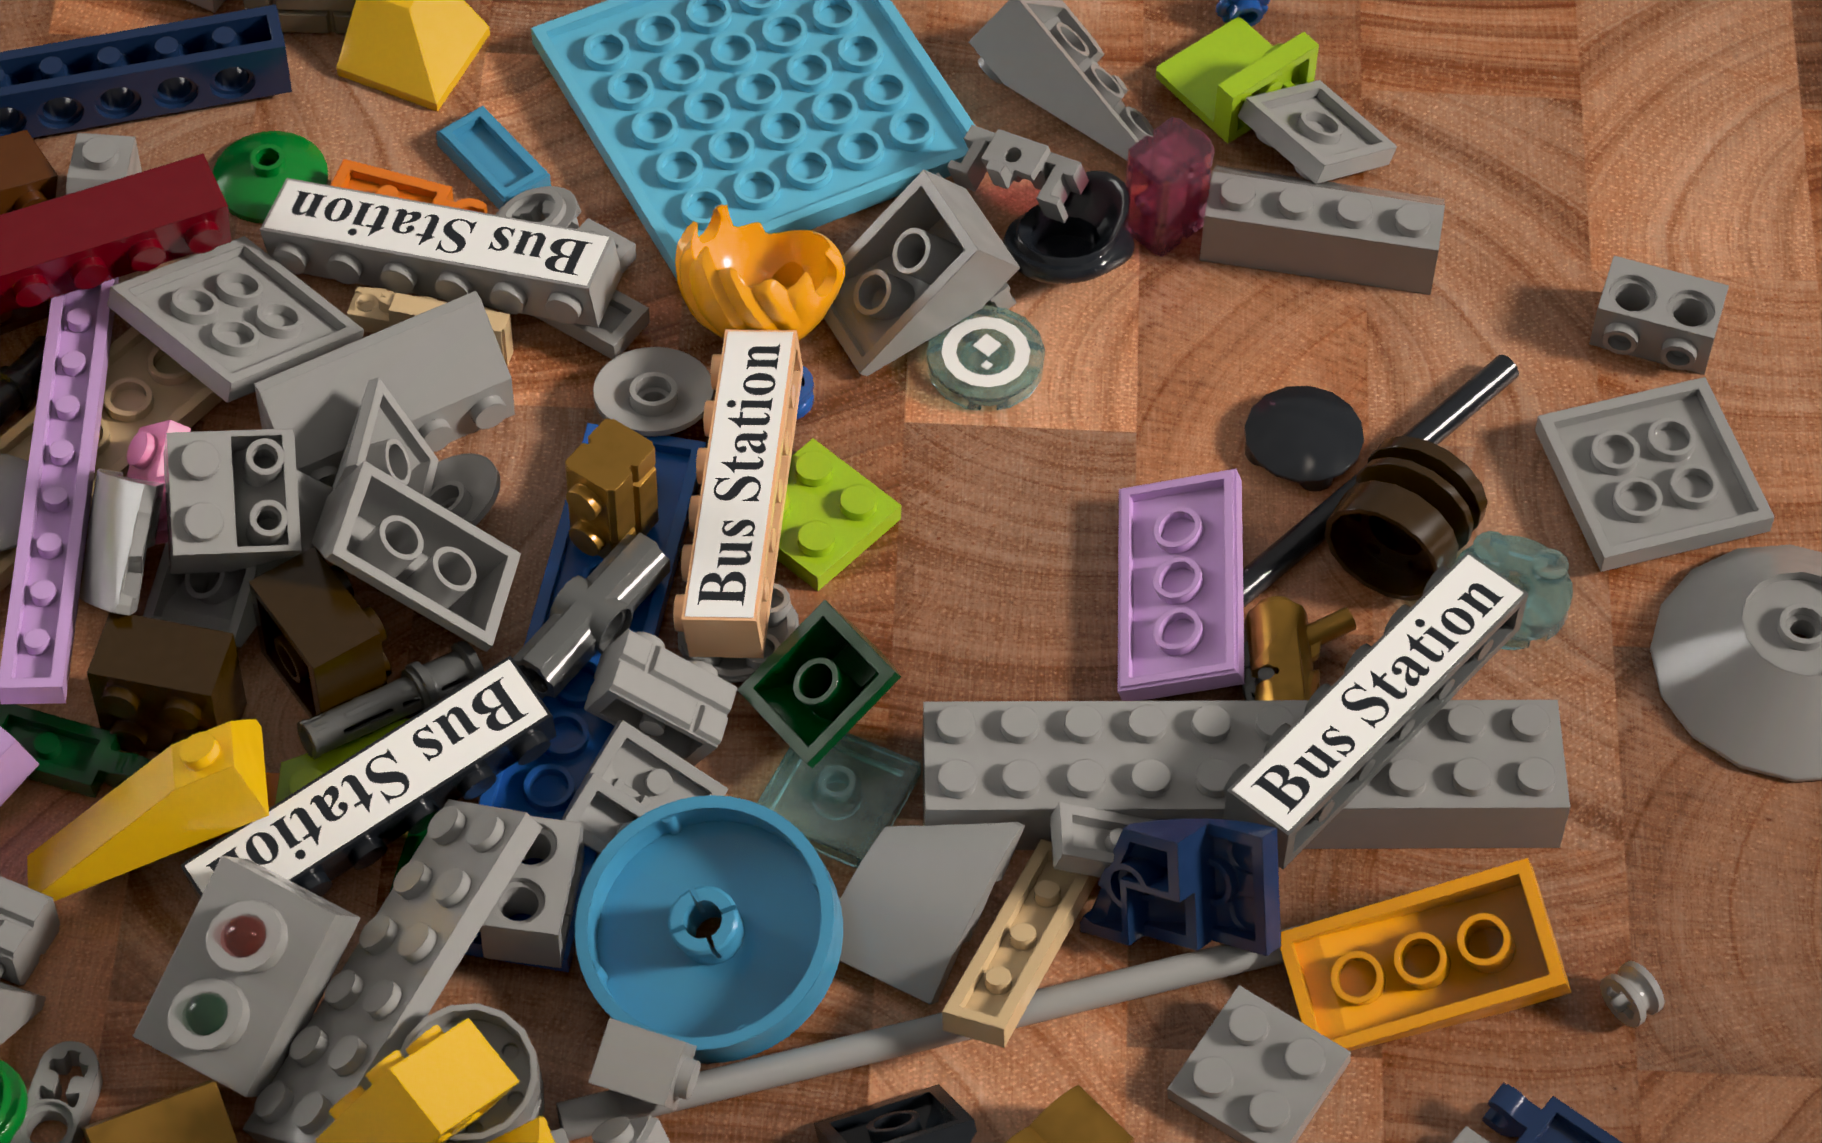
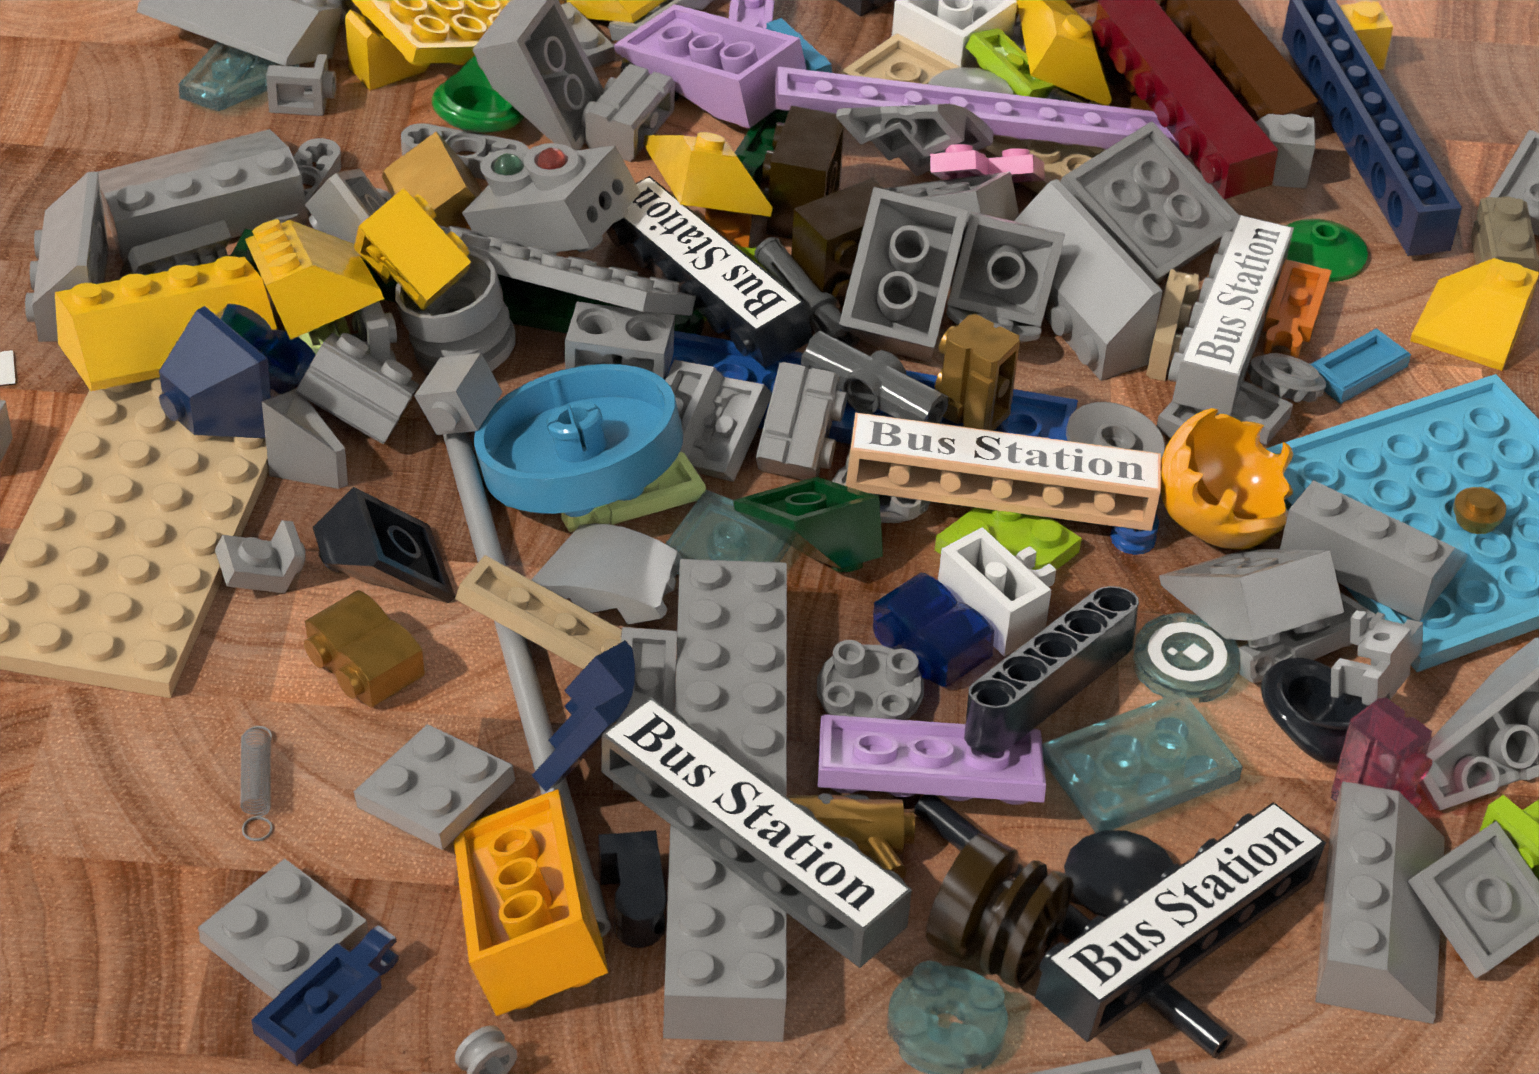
camera: 90 degrees right, 10 degrees down
(230, 499) = (936, 148): light grey slope -> none
(774, 64) = (1479, 510): none -> pearl gold plate
(849, 157) = (1372, 550): none -> light grey slope
(927, 511) = (999, 586): none -> white brick
(977, 582) = (934, 626): none -> clear blue brick
(1053, 460) = (1050, 669): none -> black beam
(1060, 647) = (870, 682): none -> light grey dish
(1152, 402) = (1141, 762): none -> clear light blue plate
(1384, 862) = (640, 897): none -> black leg
(1385, 369) = (1177, 920): none -> brick

